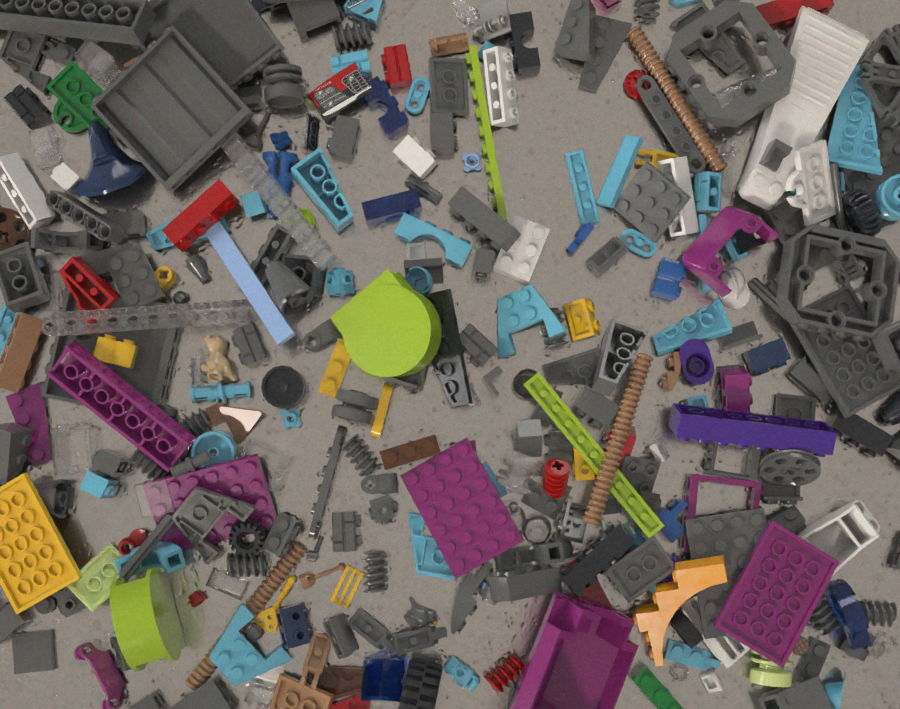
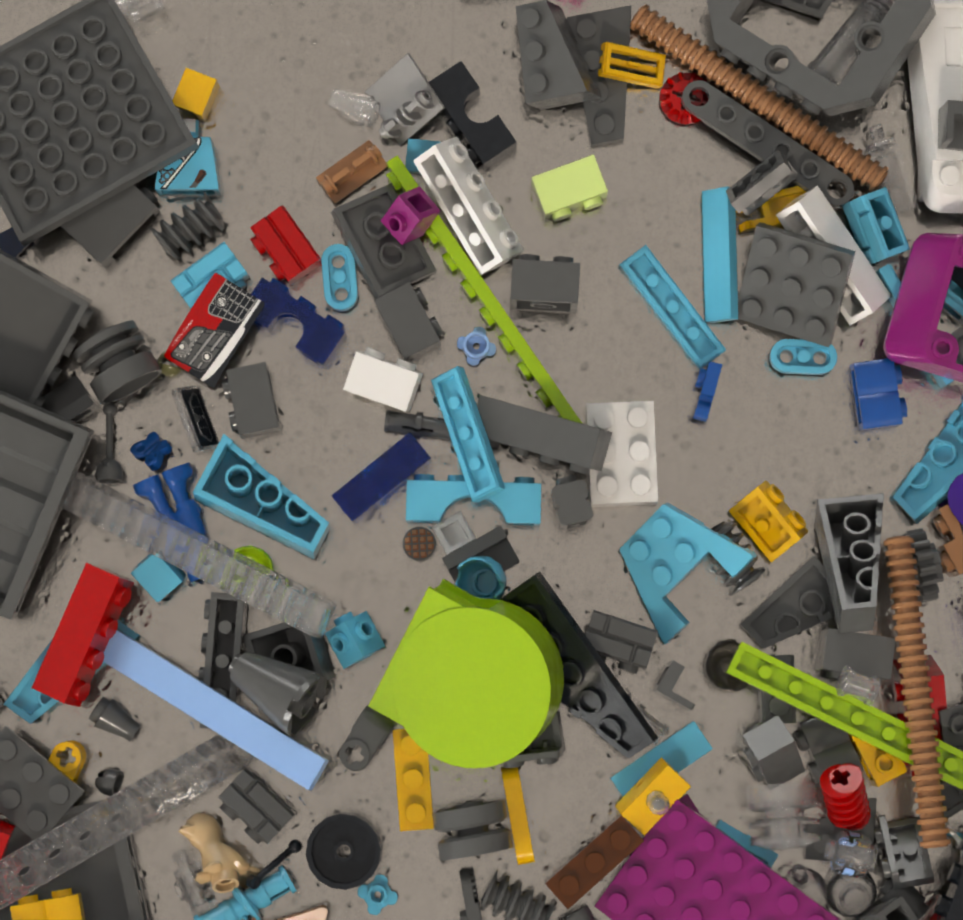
camera: 20 degrees left, 0 degrees up
(230, 381) = (253, 881): none -> black hinge
(396, 249) = (419, 543): none -> tile
(446, 203) = (468, 434): none -> medium azure tile
(456, 432) = (652, 796): none -> yellow piece
(468, 77) = (410, 215): none -> magenta brick
(469, 418) = (678, 750): none -> medium azure tile
(521, 144) = (545, 284): none -> dark grey brick
(545, 509) = (851, 854): none -> clear head
(557, 102) = (569, 188): none -> yellowish green brick
(589, 421) = (858, 685): none -> clear bush
(606, 45) = (607, 61): none -> yellow tile
(607, 256) = (762, 400): dark grey hinge -> none
(654, 378) = (927, 564): none -> dark grey gear
(658, 142) = (761, 183): none -> dark grey bracket

